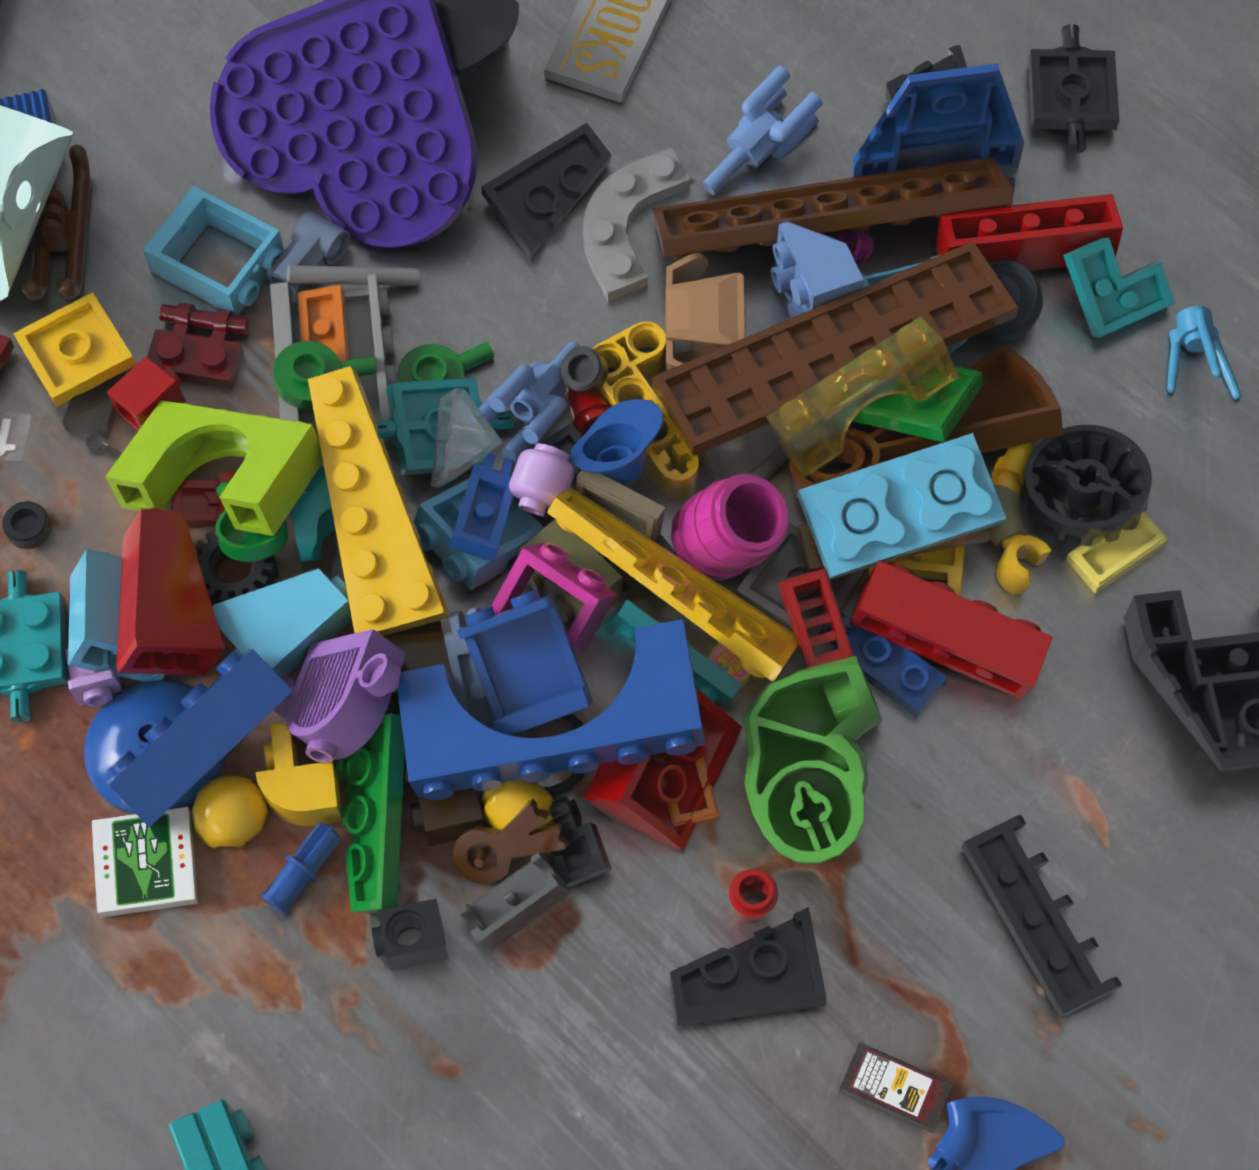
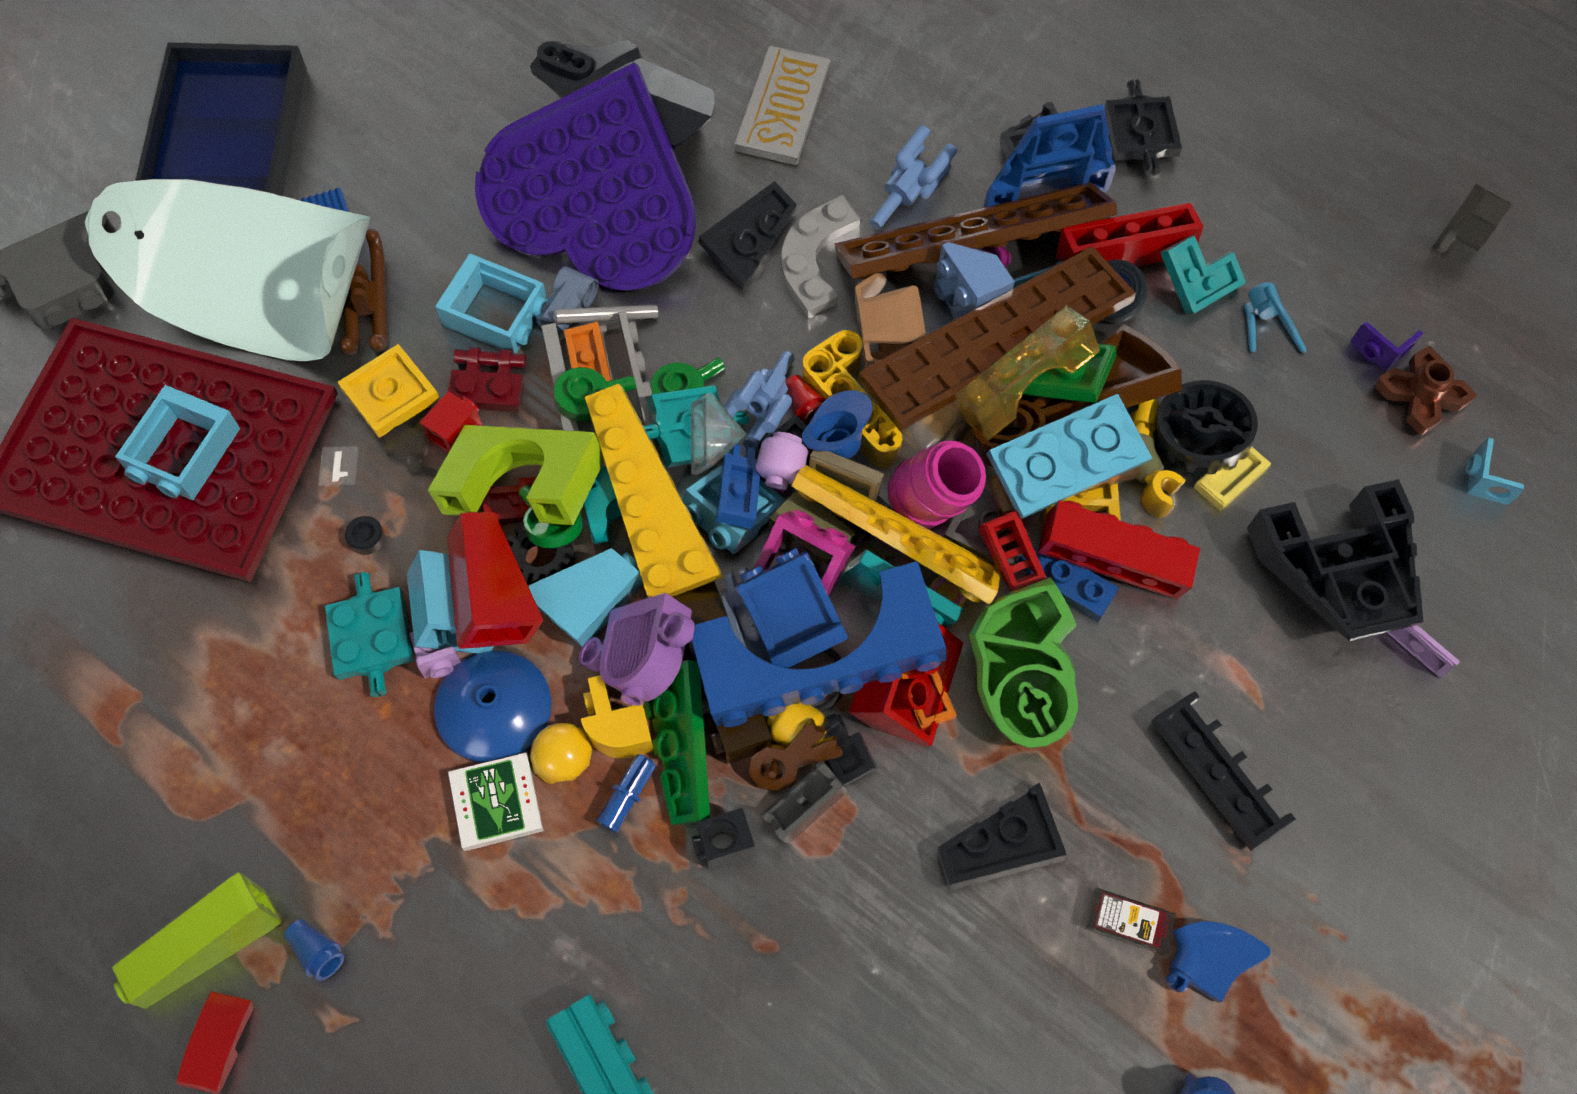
camera: 10 degrees left, 0 degrees up
(199, 736) = (531, 694): blue brick -> none
(584, 370) = (802, 371): black tile -> none
(756, 886) = (1000, 771): red cone -> none

